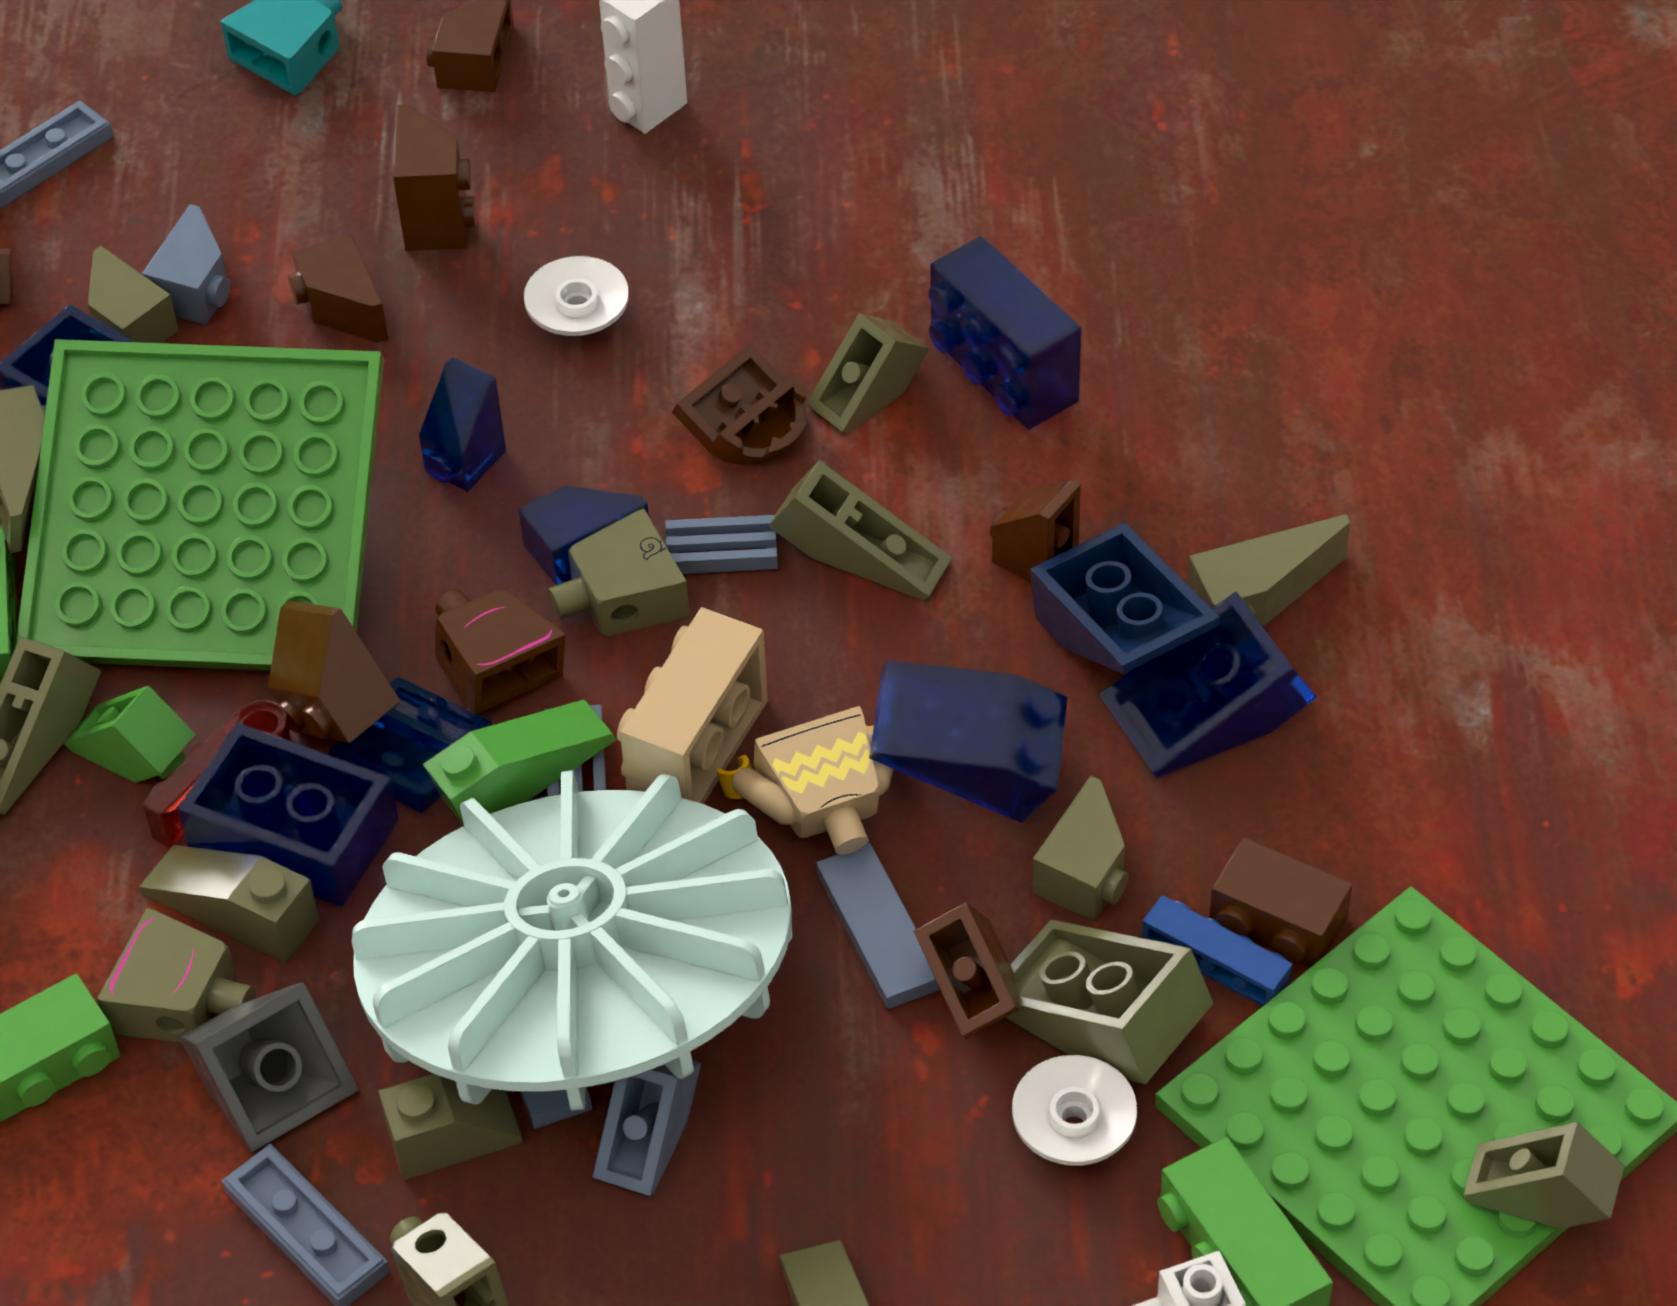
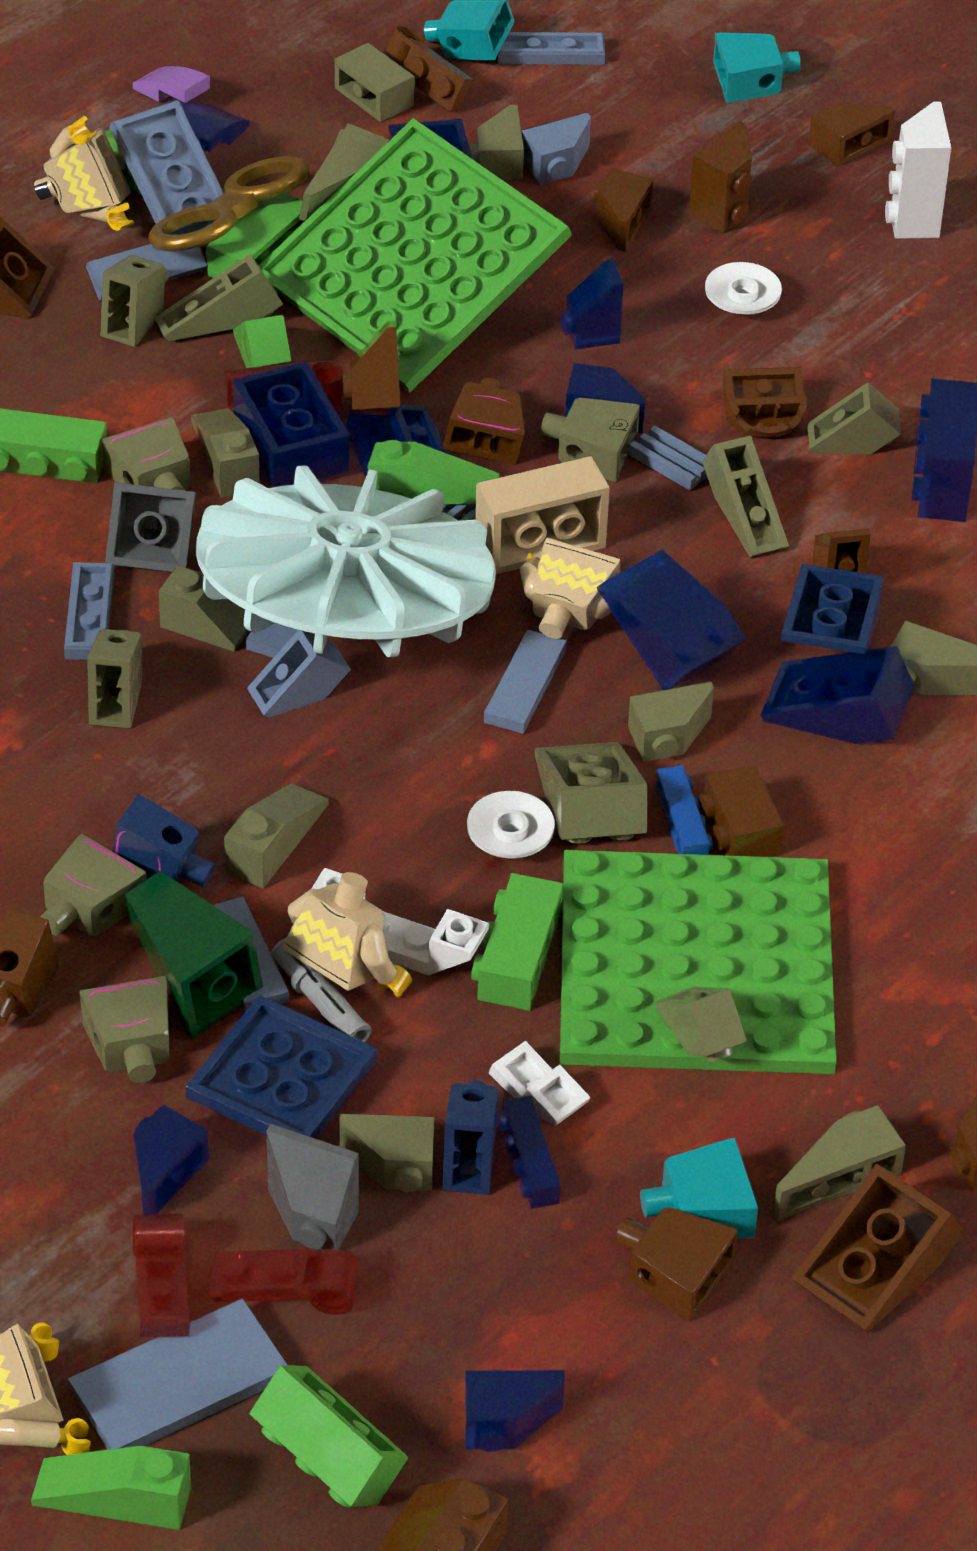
camera: 40 degrees right, 5 degrees down
(969, 968) = (536, 719): reddish brown slope -> none

